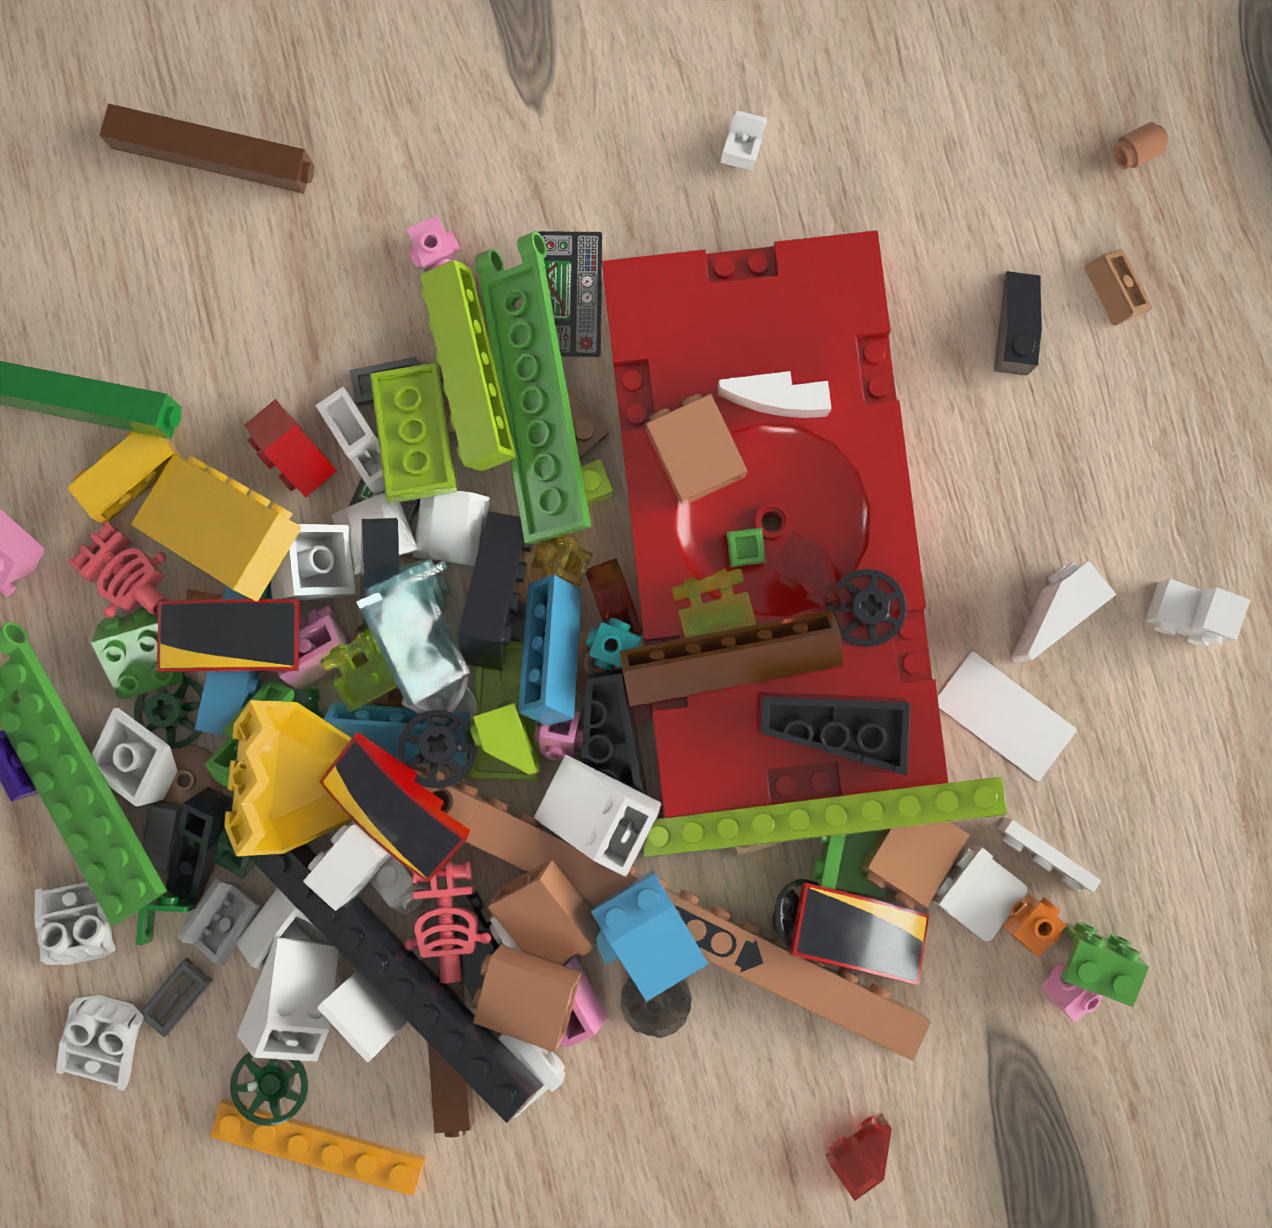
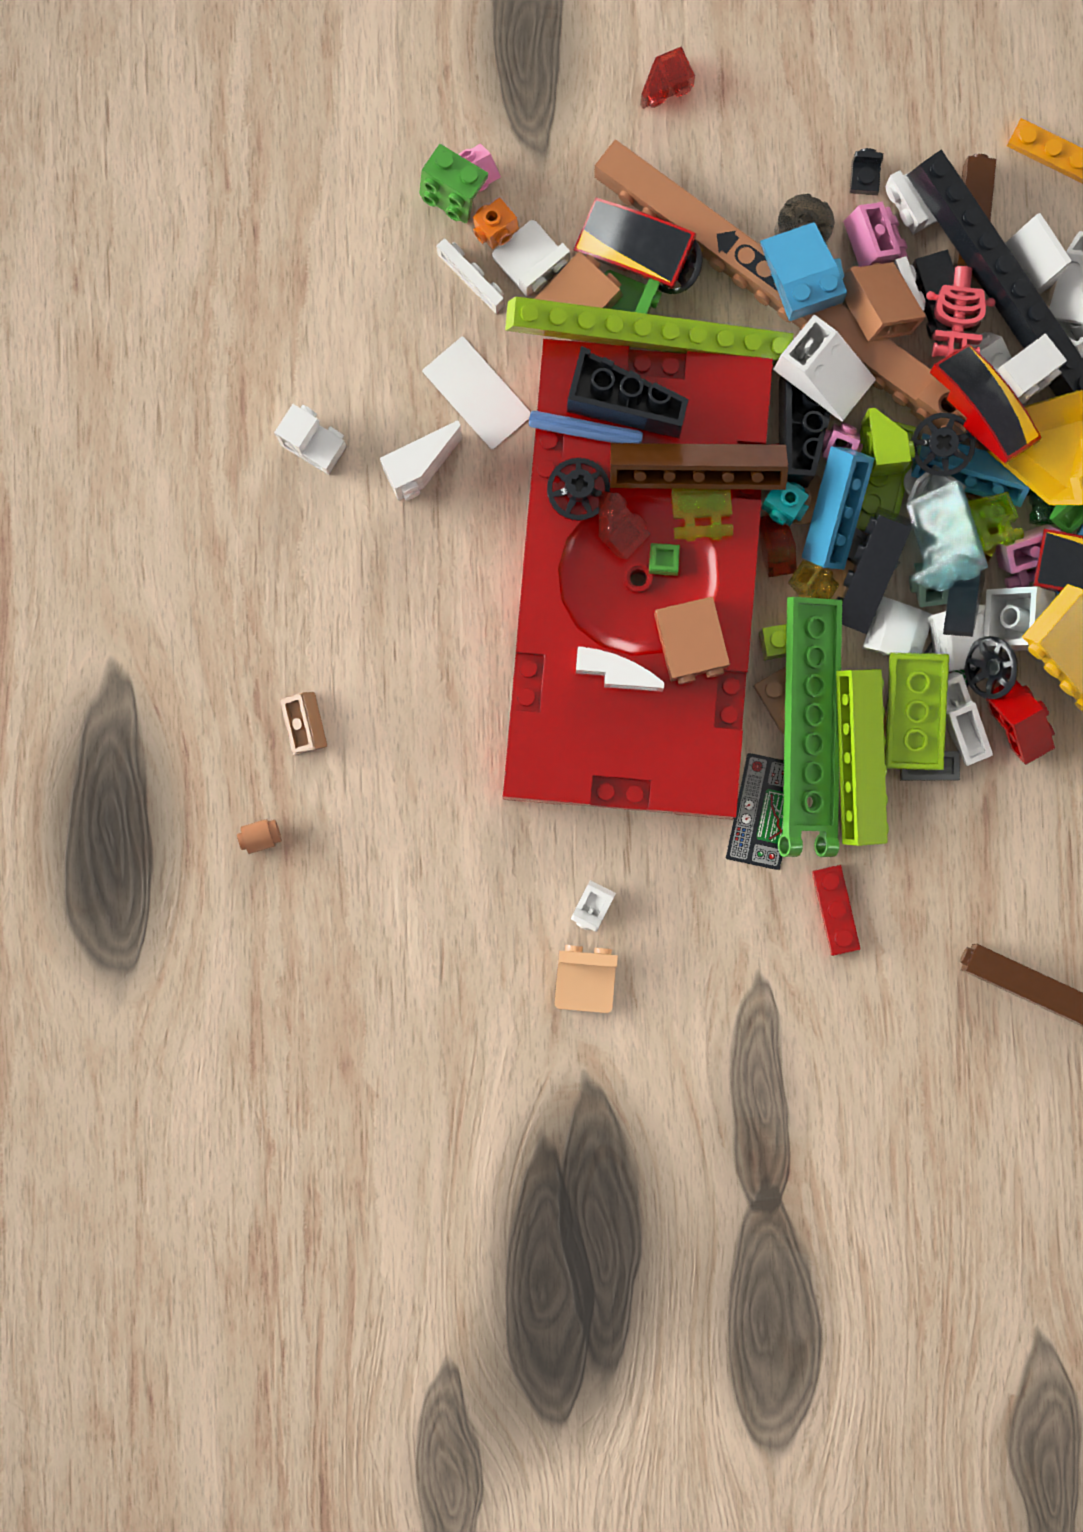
camera: 175 degrees left, 0 degrees up
(330, 501) = (995, 667): none -> black wheel
(431, 244) = (882, 866): bright pink brick -> none
(465, 197) = (836, 910): none -> red plate
(525, 997) = (908, 242): nougat brick -> none
(592, 1086) = (866, 172): none -> black bracket
(734, 62) = (585, 979): none -> light nougat bracket
(876, 681) = (583, 428): none -> medium blue axle
(1019, 324) = (394, 707): black slope -> none

